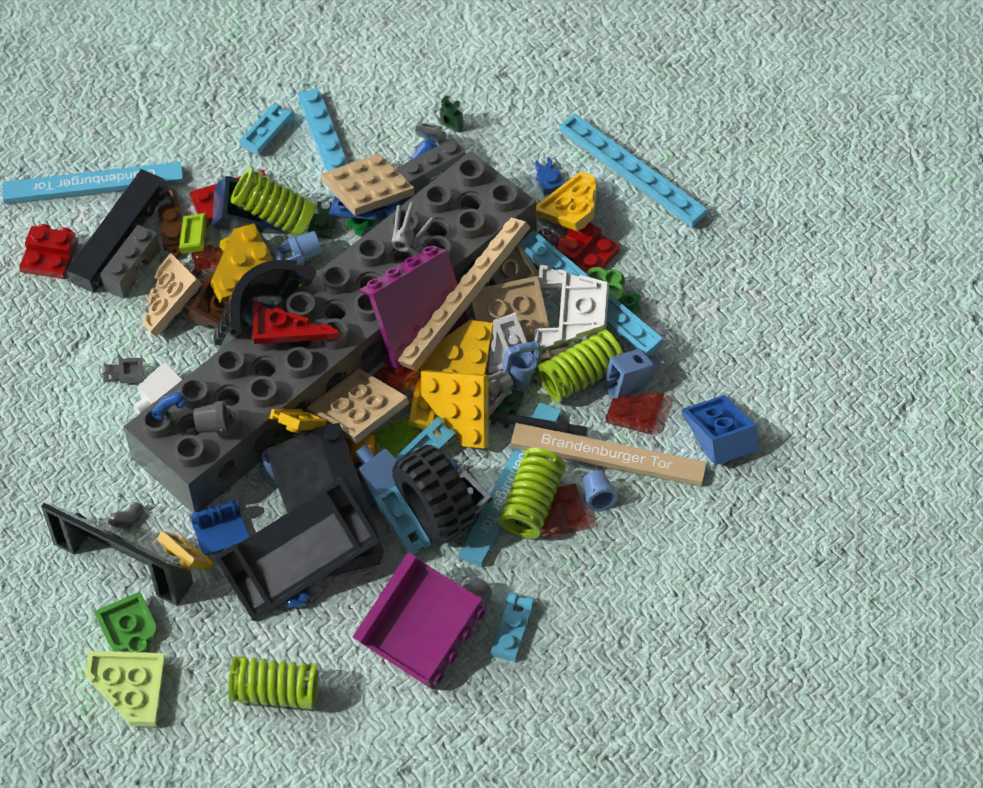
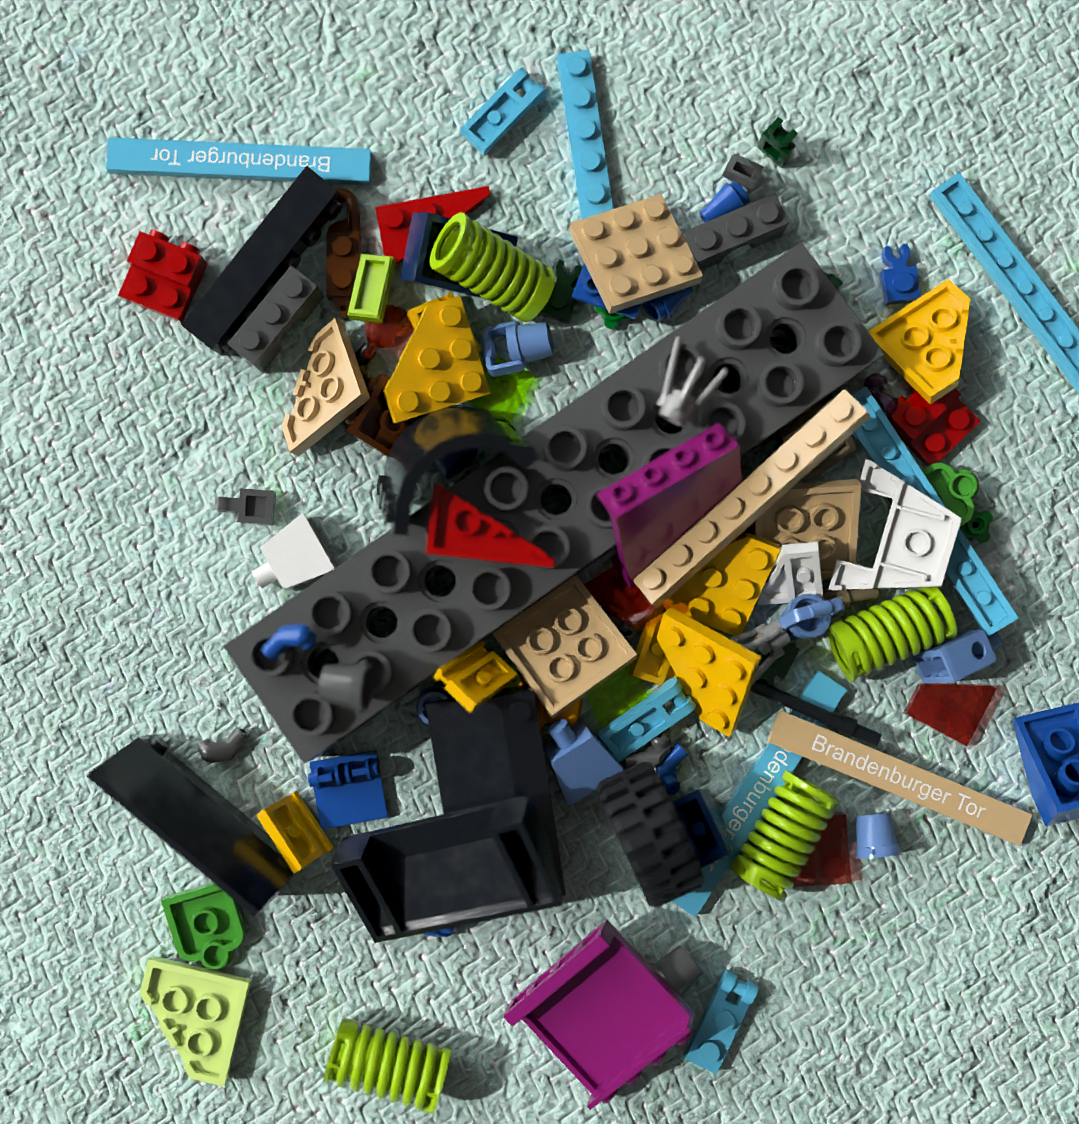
camera: 10 degrees right, 30 degrees up
(402, 520) = (597, 837): medium azure plate -> none

